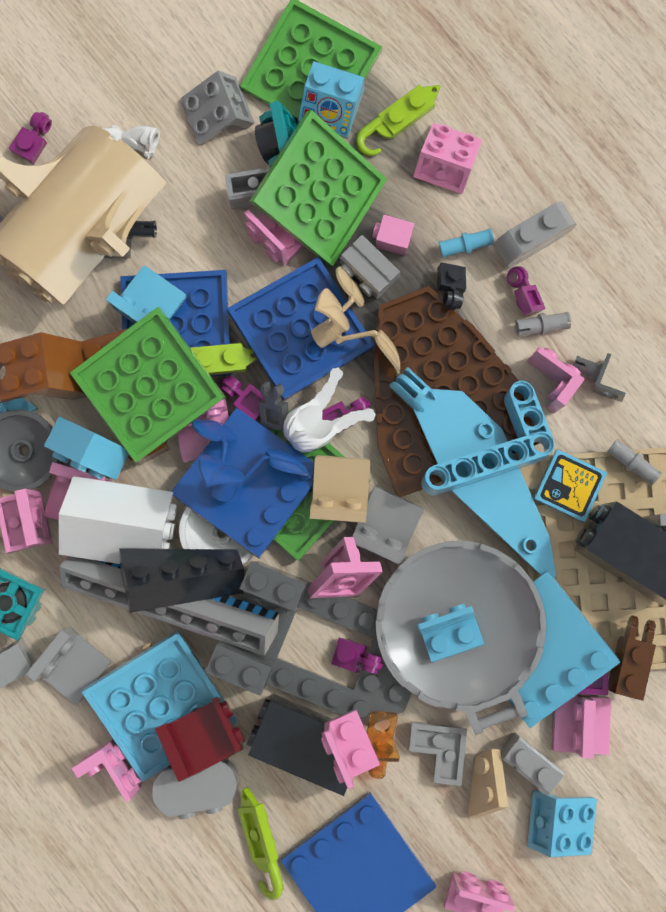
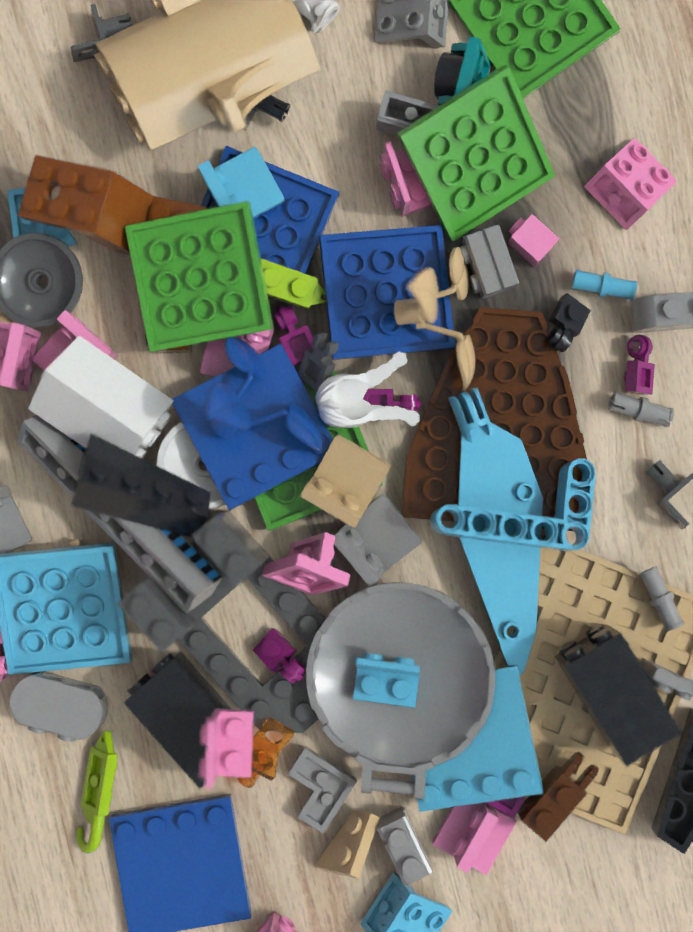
camera: 20 degrees right, 5 degrees up
(86, 449) = (105, 313): medium azure brick -> none
(200, 739) = (85, 662): dark red panel -> none
(332, 96) = (539, 60): medium azure slope -> none
(399, 116) = (601, 113): lime plate -> none
(564, 375) = (636, 476): bright pink bracket -> none
(570, 485) = (583, 590): tile -> none

